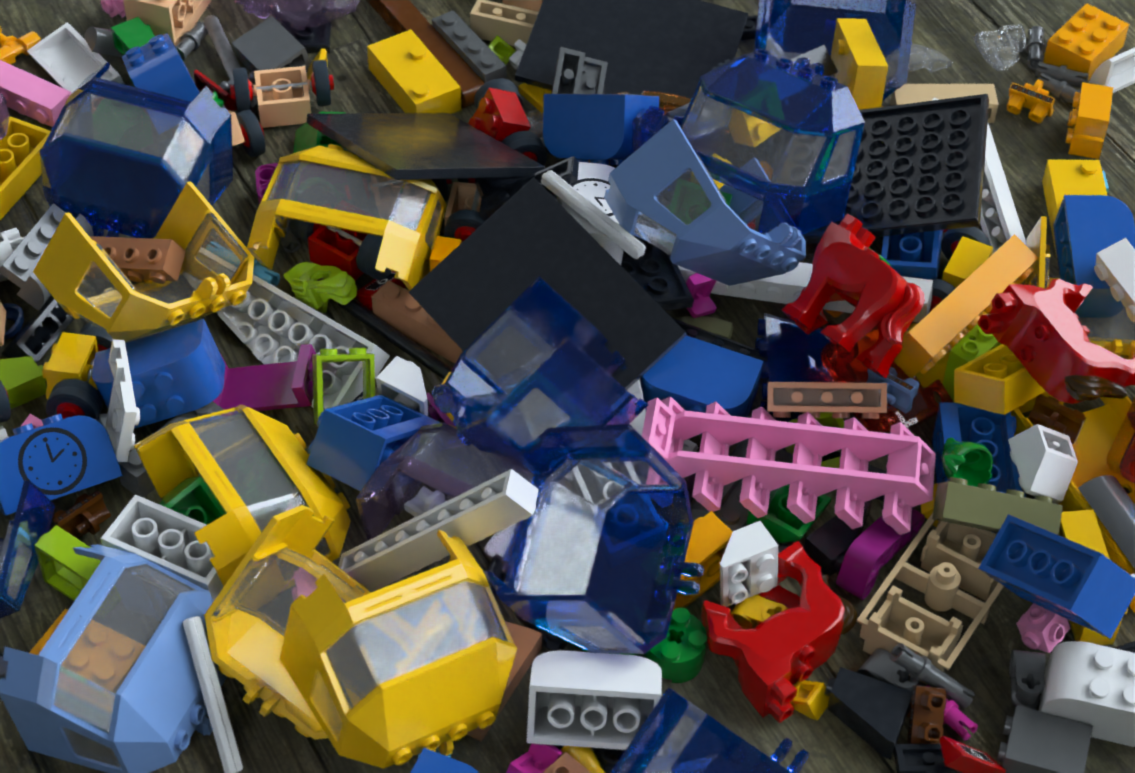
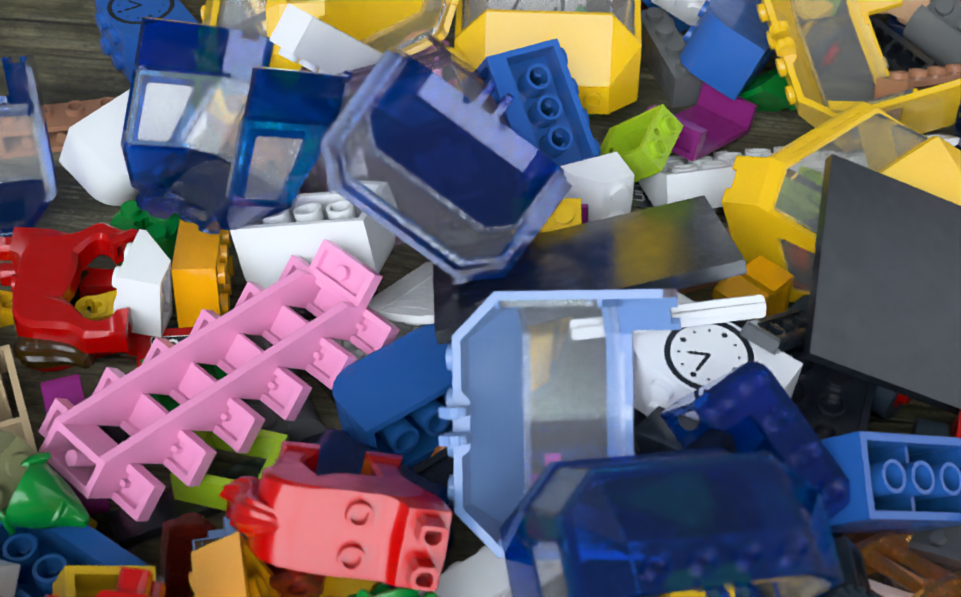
camera: 125 degrees right, 5 degrees down
(827, 397) = (255, 444): nougat brick -> none

